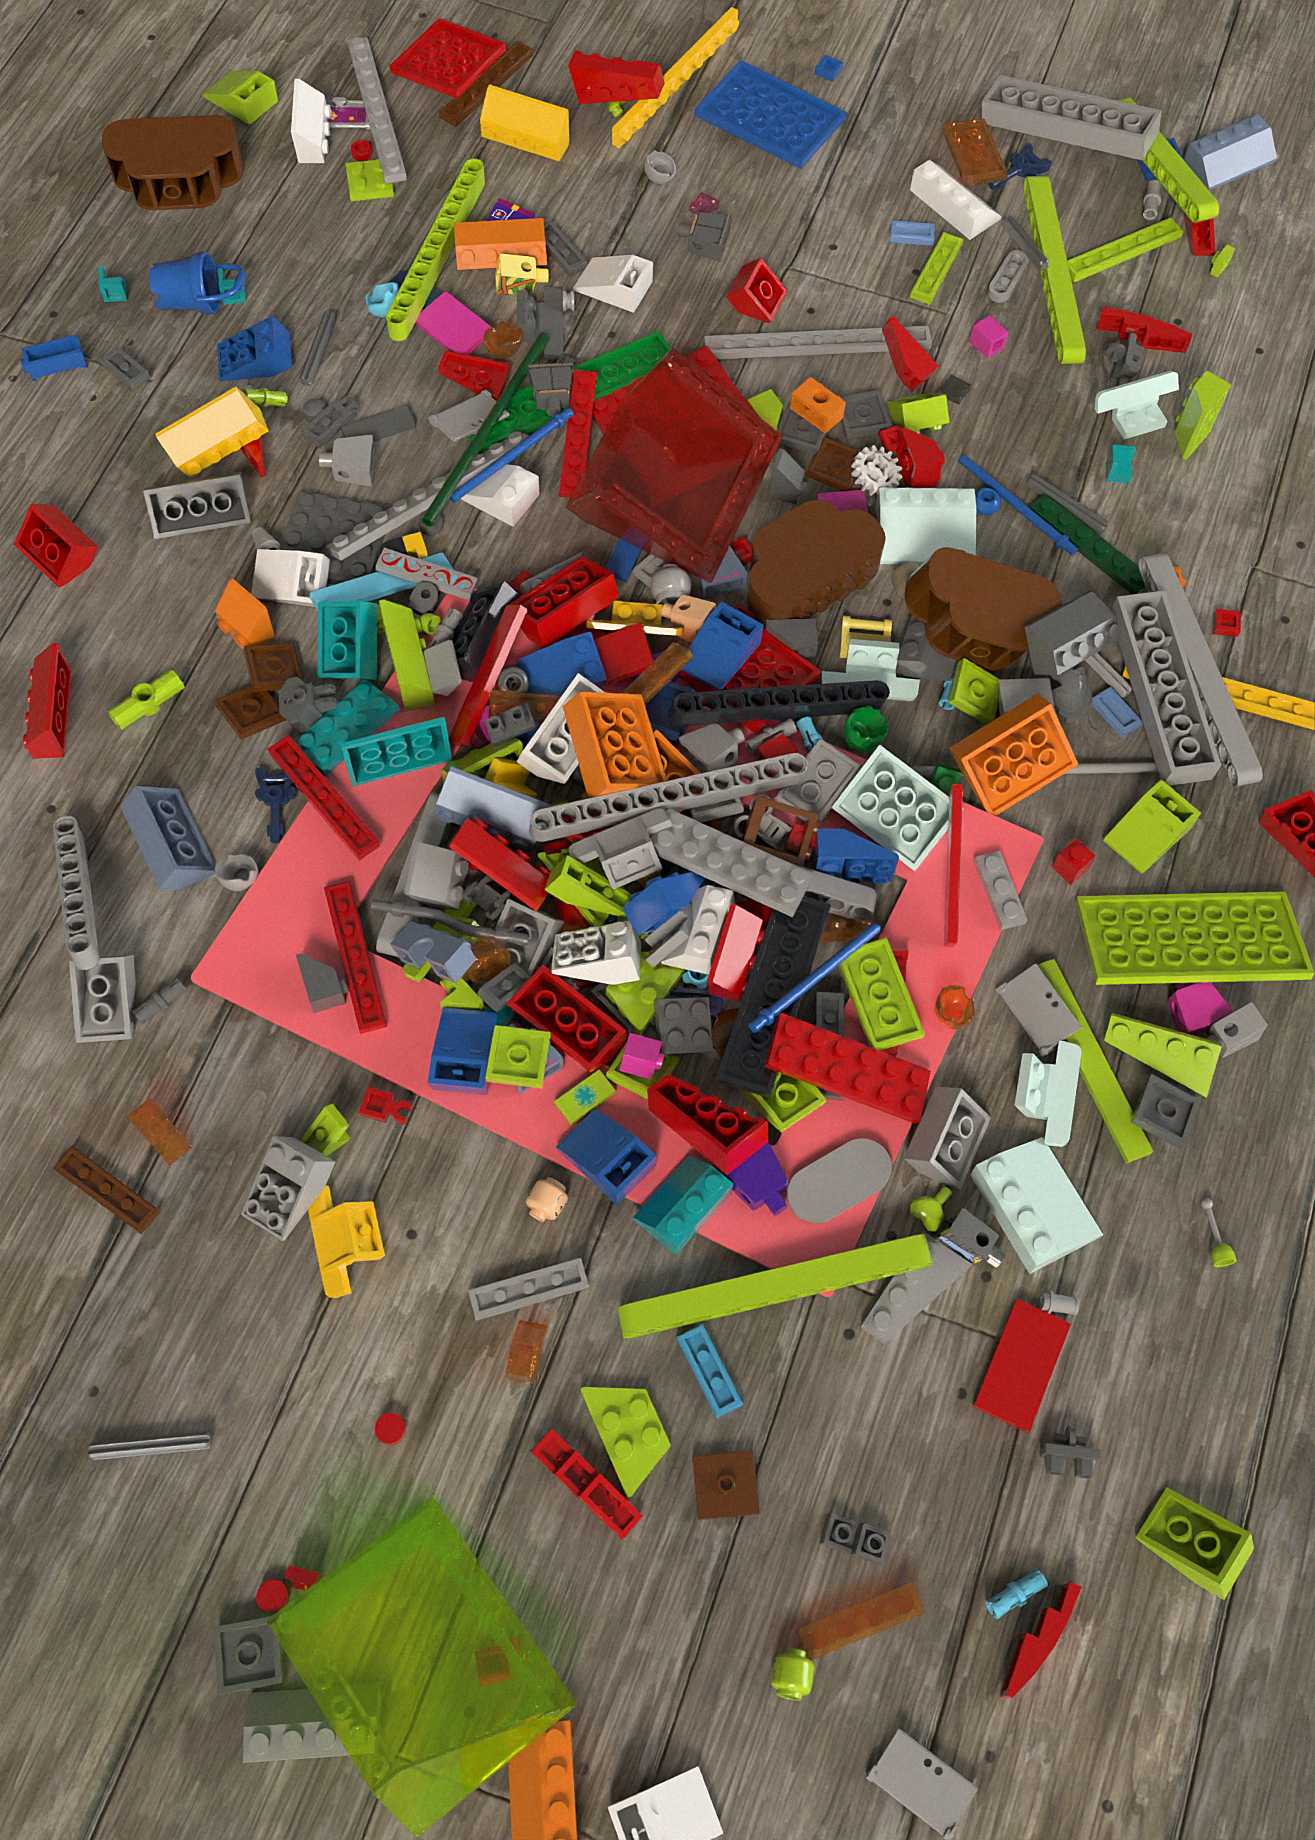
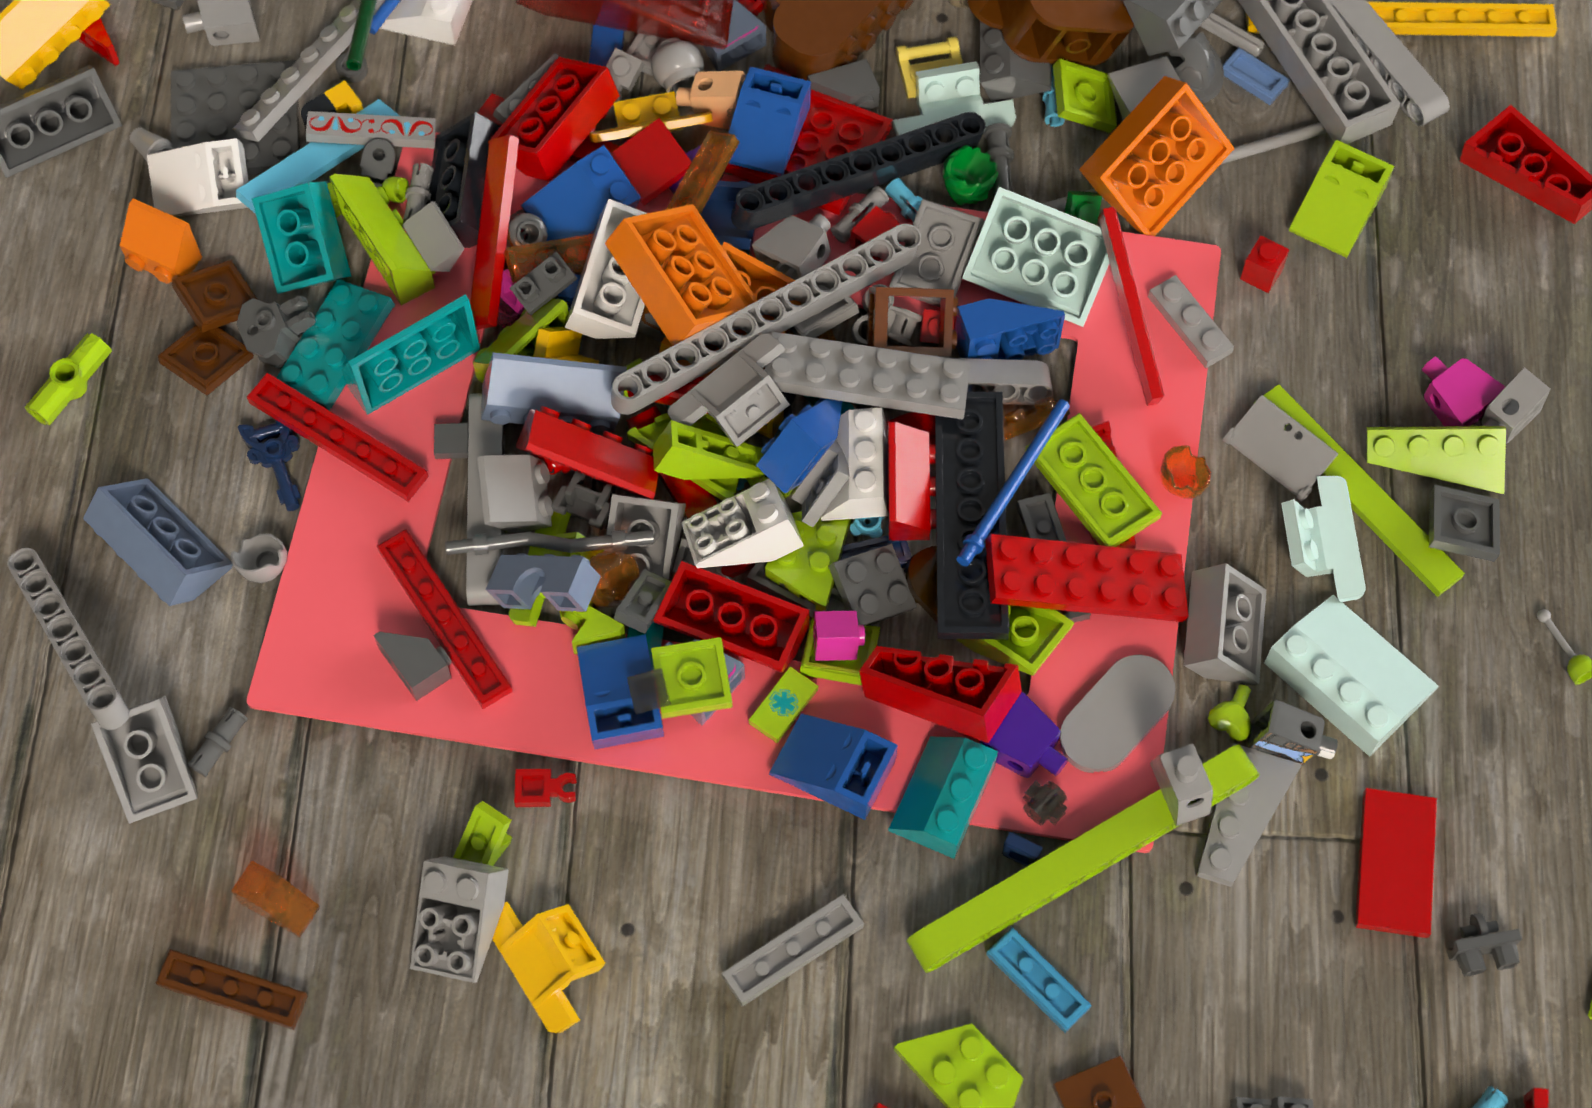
camera: 15 degrees left, 0 degrees up
(405, 823) = (451, 440): none -> dark grey tile
(481, 1057) = (648, 691): none -> clear smoke tile
(526, 1352) = (817, 1024): clear orange slope -> none
(547, 1199) = (778, 838): light nougat head -> none
(628, 580) = (624, 70): none -> light grey plate
(728, 1265) = (1021, 850): none -> dark blue tile
(758, 1234) = (1045, 802): none -> clear smoke gear
(867, 1253) = (1182, 781): none -> light grey torso
(896, 720) = (1001, 153): none -> dark grey pin
(1059, 1303) = (1414, 779): light grey pin -> none
(1193, 938) = (1430, 314): lime plate -> none

